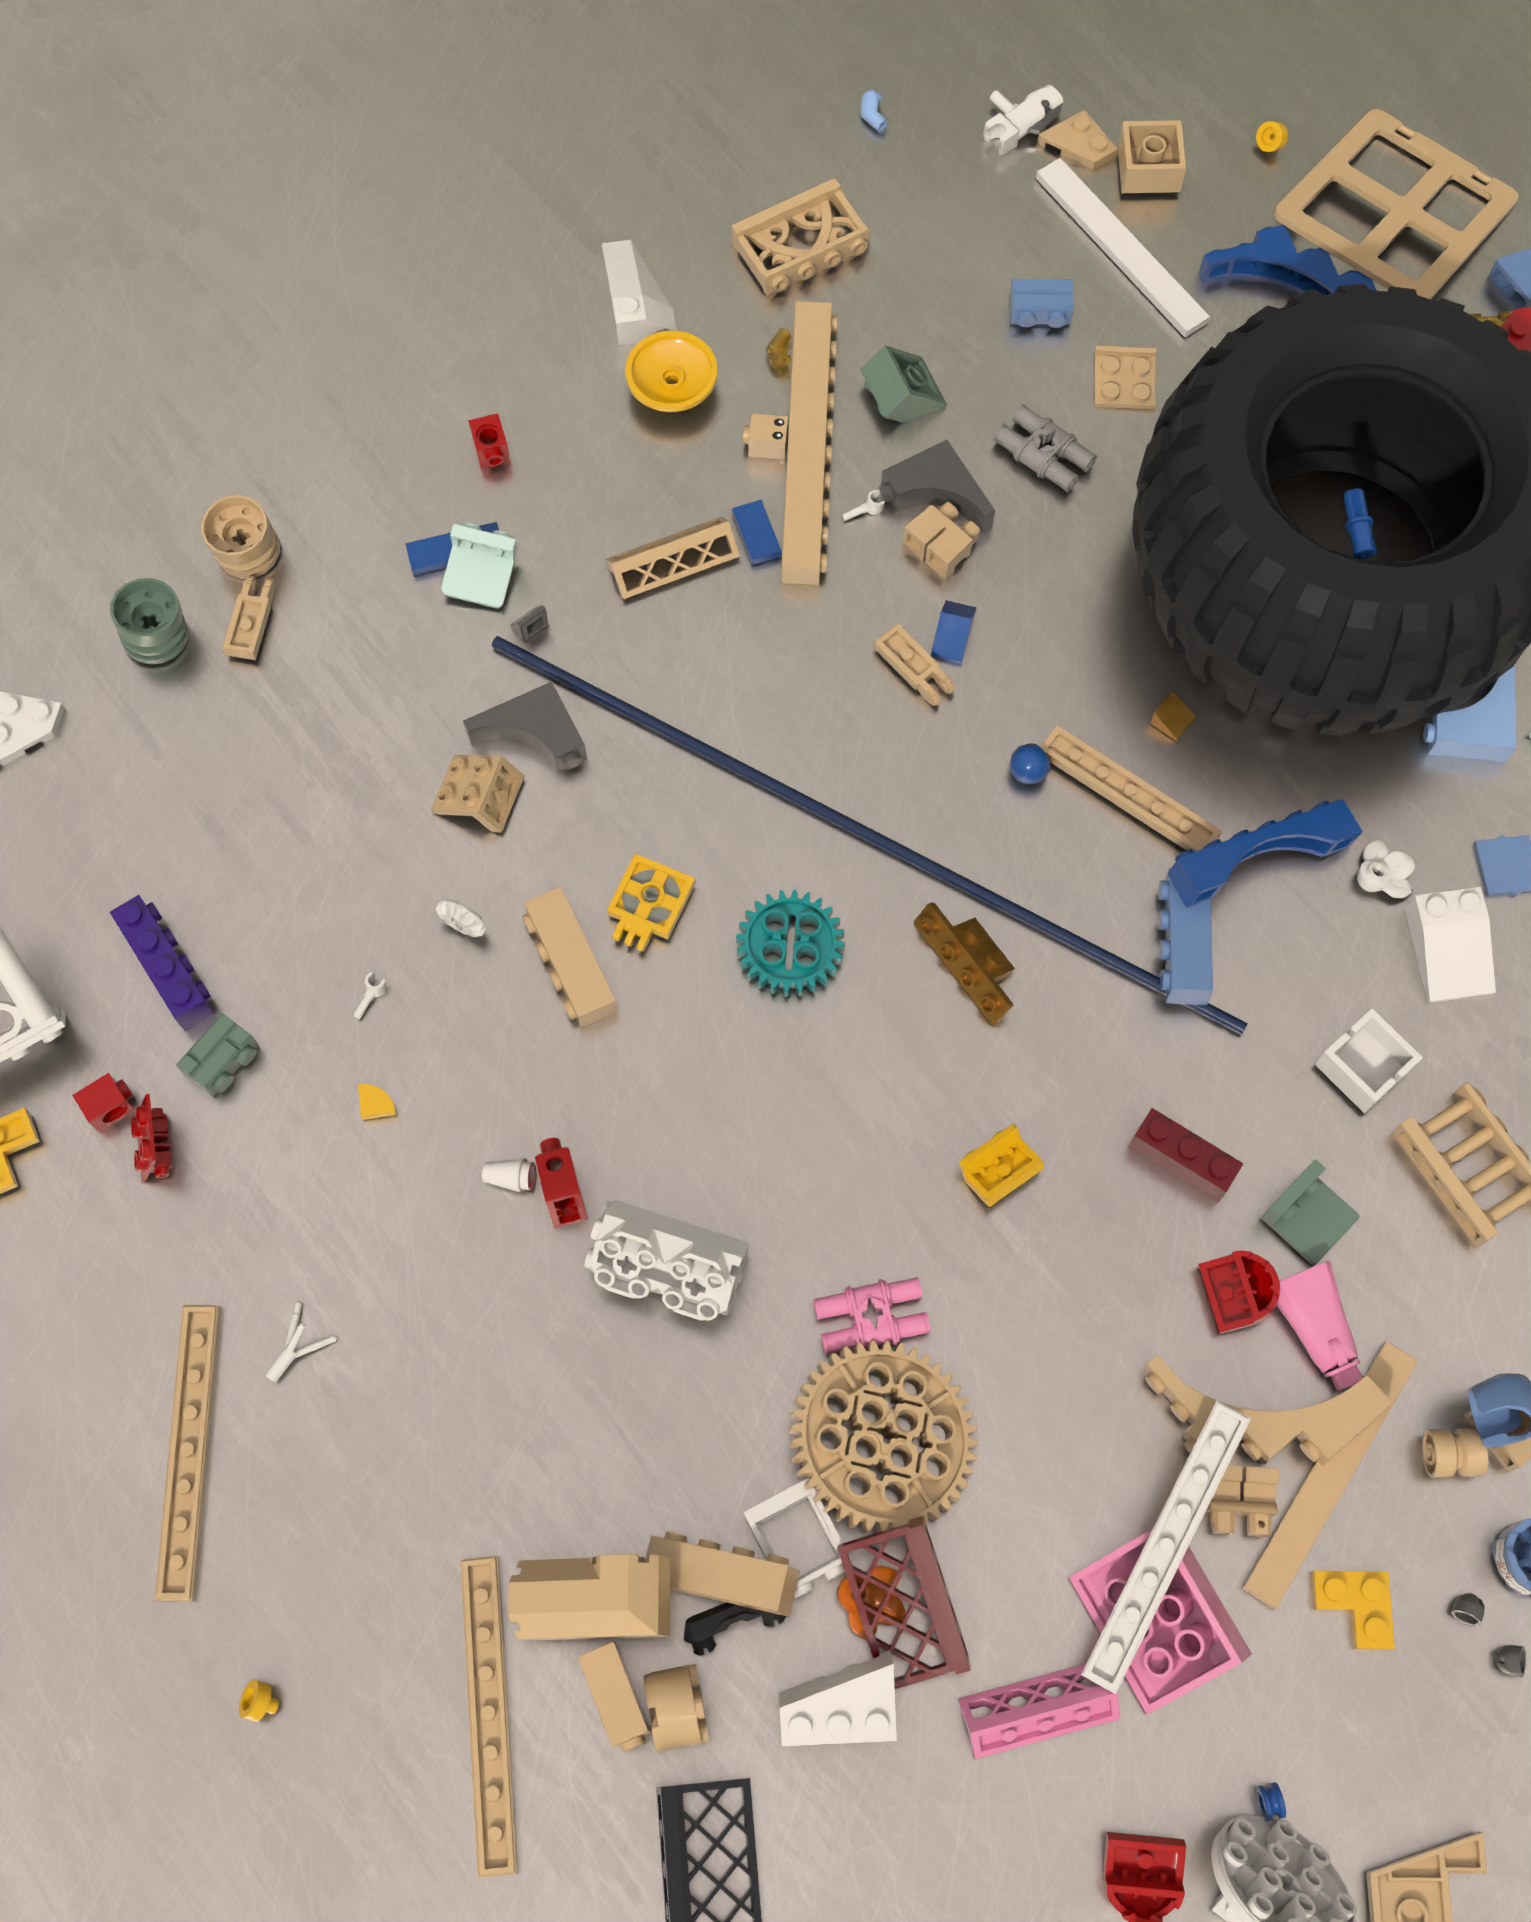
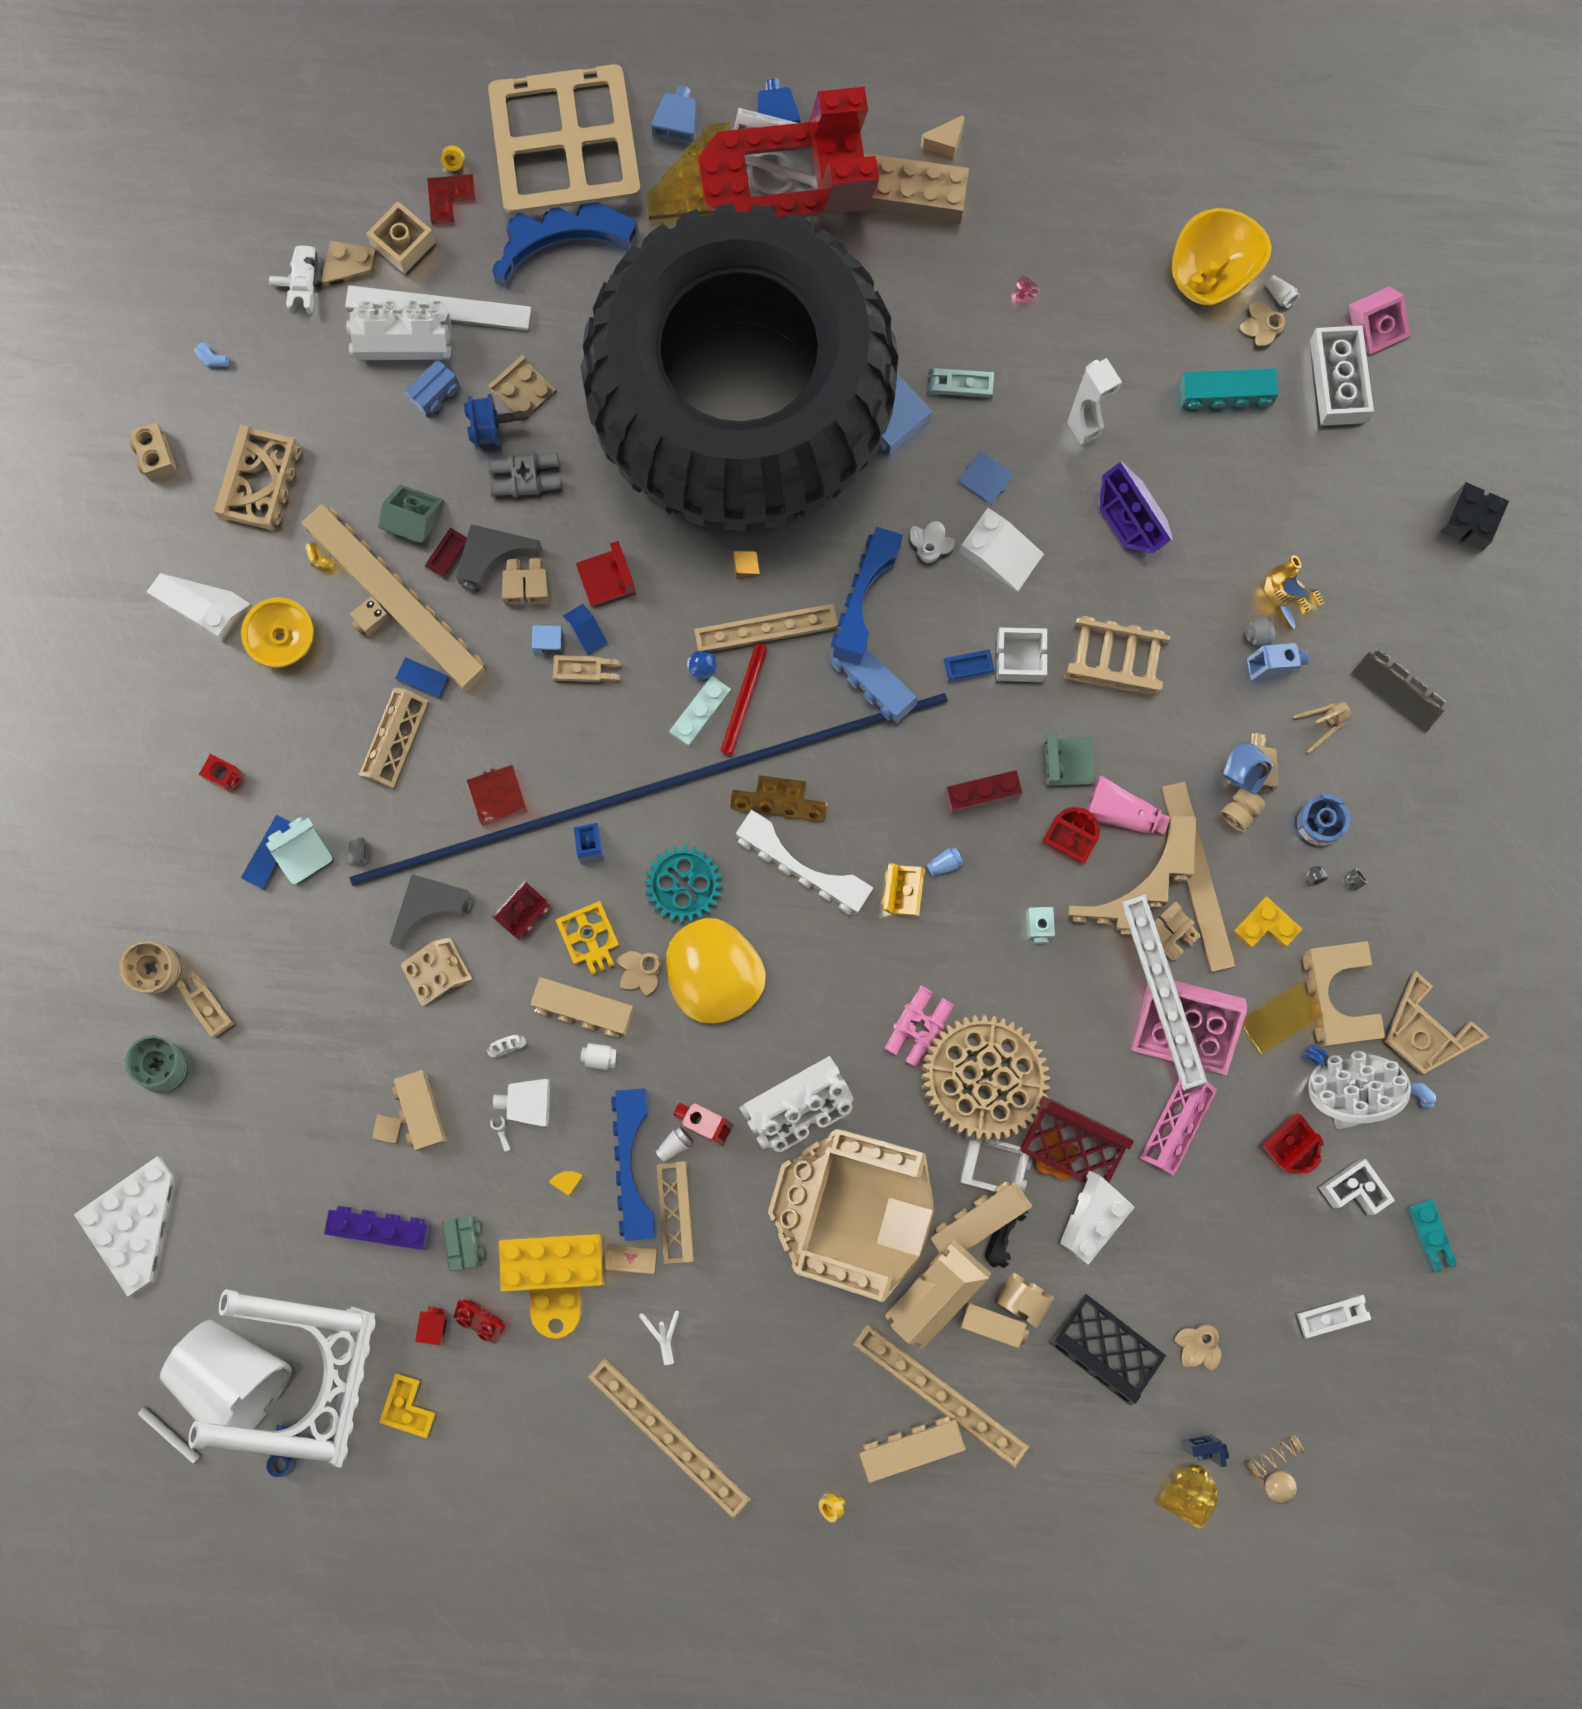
camera: 50 degrees left, 10 degrees up
(266, 1173) = (553, 1274): none -> yellow brick
(275, 885) = (387, 1129): none -> tan tile
(320, 896) = (418, 1111): none -> tan brick
(349, 1239) = (631, 1259): none -> tan slope
(397, 1734) = (913, 1449): none -> tan brick
(422, 990) = (526, 1102): none -> white torso
(445, 1246) = (684, 1211): none -> tan fence
(502, 1102) = (637, 1217): none -> blue arch
(533, 1018) = (598, 1056): none -> white brick
(604, 1427) = (854, 1212): none -> tan windscreen
(614, 813) = (521, 910): none -> dark red bracket
(656, 981) = (637, 974): none -> tan plate
(708, 695) = (497, 795): none -> clear red piece
(730, 1052) = (713, 971): none -> yellow piece
(736, 138) = (155, 450): none -> tan brick
(741, 819) = (588, 843): none -> blue slope
(869, 507) = (464, 605): white hand -> none
(894, 449) = (446, 554): none -> dark red tile
(907, 600) = (546, 638): none -> light blue panel
(942, 1107) = (845, 890): none -> white arch
(982, 806) = (700, 711): none -> light aqua plate
(1025, 602) = (606, 576): none -> red bracket
(1036, 835) = (743, 699): none -> red axle
(1059, 367) = (486, 420): none -> blue wheel
(1063, 228) = (398, 333): none -> white brick
(1074, 1184) = (945, 862): none -> light blue cone
(1107, 1344) = (1040, 924): none -> light aqua brick
(1236, 160) = (444, 191): none -> clear red plate
(1272, 1718) = (1281, 1018): none -> clear yellow piece
(1300, 1023) = (968, 666): none -> blue tile
(1322, 1790) = (1333, 1026): none -> tan arch
(1359, 524) = (766, 391): blue axle -> none

